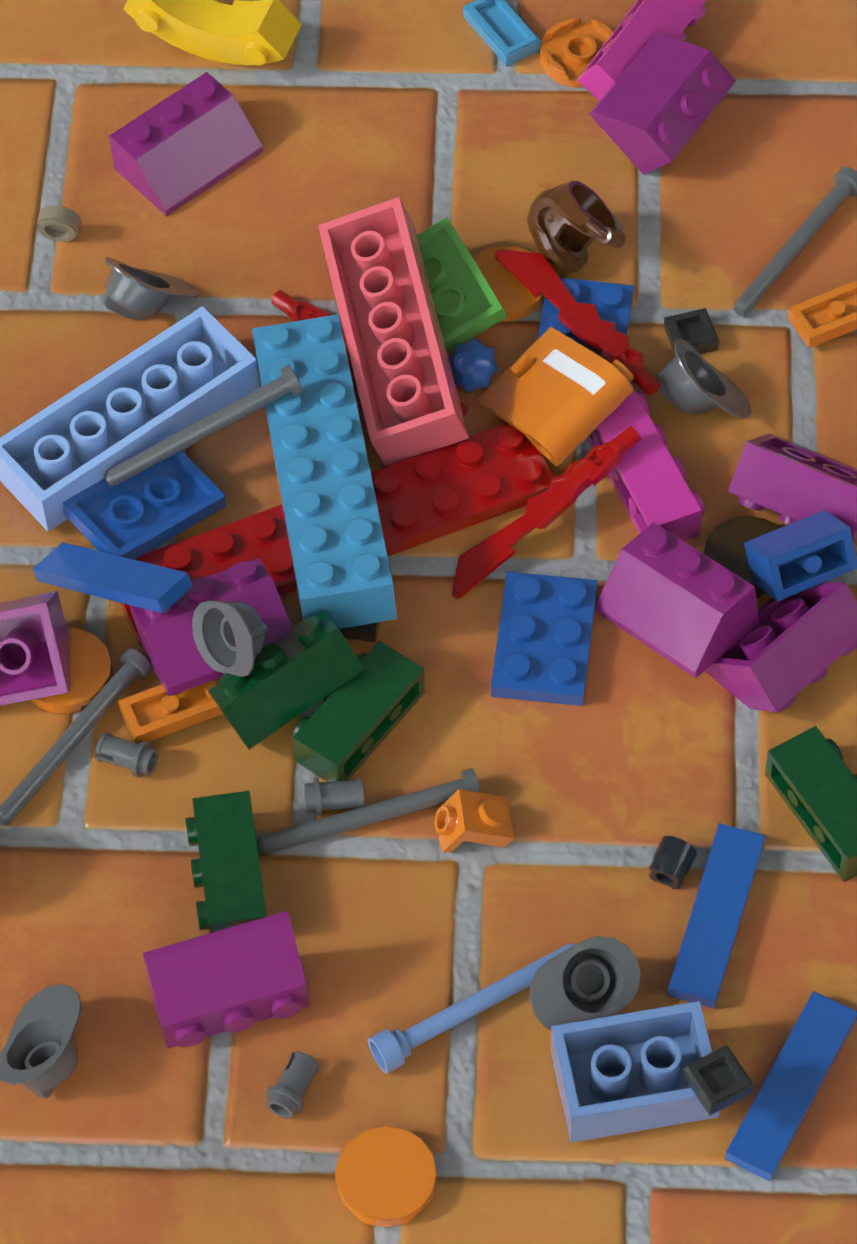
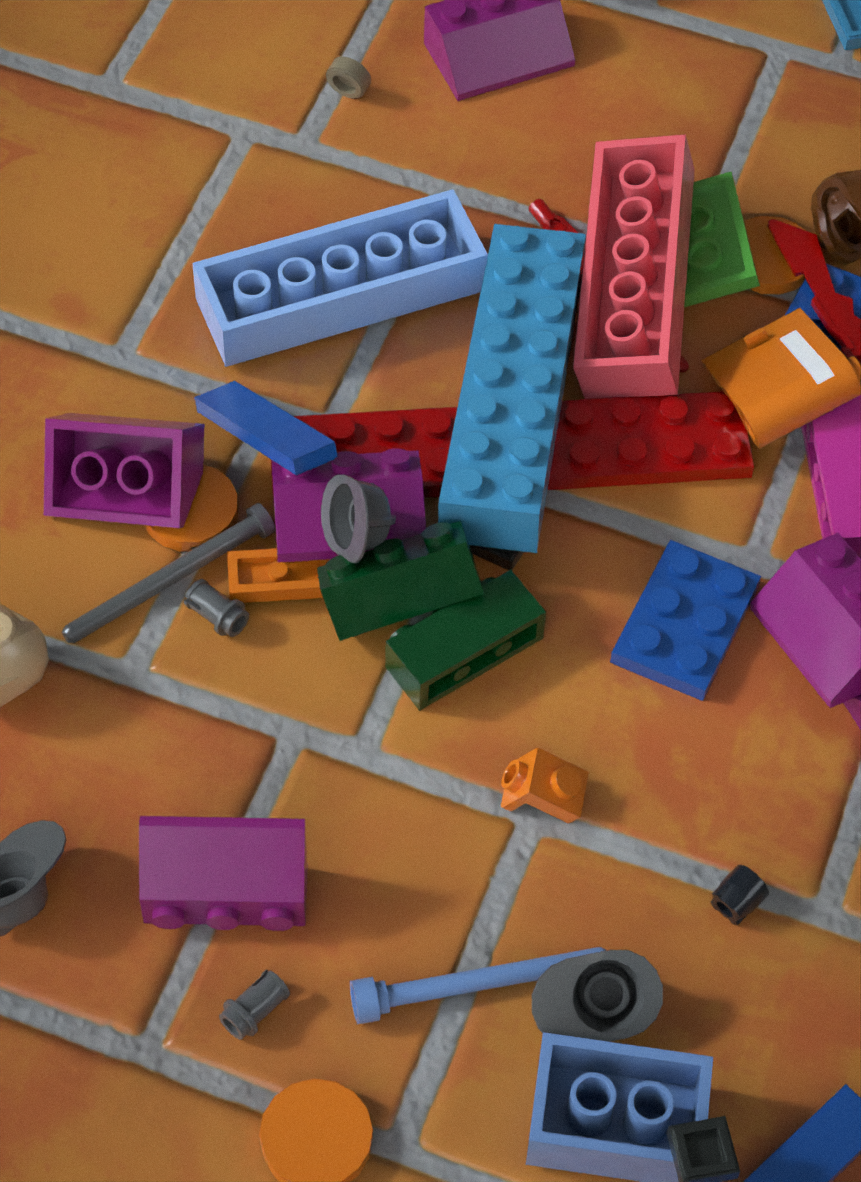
camera: 15 degrees right, 0 degrees up
(141, 292) = (402, 163): dark grey piece -> none
(145, 508) = (328, 365): blue plate -> none
(205, 427) = (506, 283): dark grey bar -> none
(227, 861) = (275, 748): dark green brick -> none
(333, 795) = (409, 714): dark grey pin -> none
(366, 815) = (435, 745): dark grey bar -> none
(472, 365) = (707, 324): blue piece -> none
(541, 511) = (727, 488): red sword -> none
(716, 916) = (767, 968): blue tile -> none

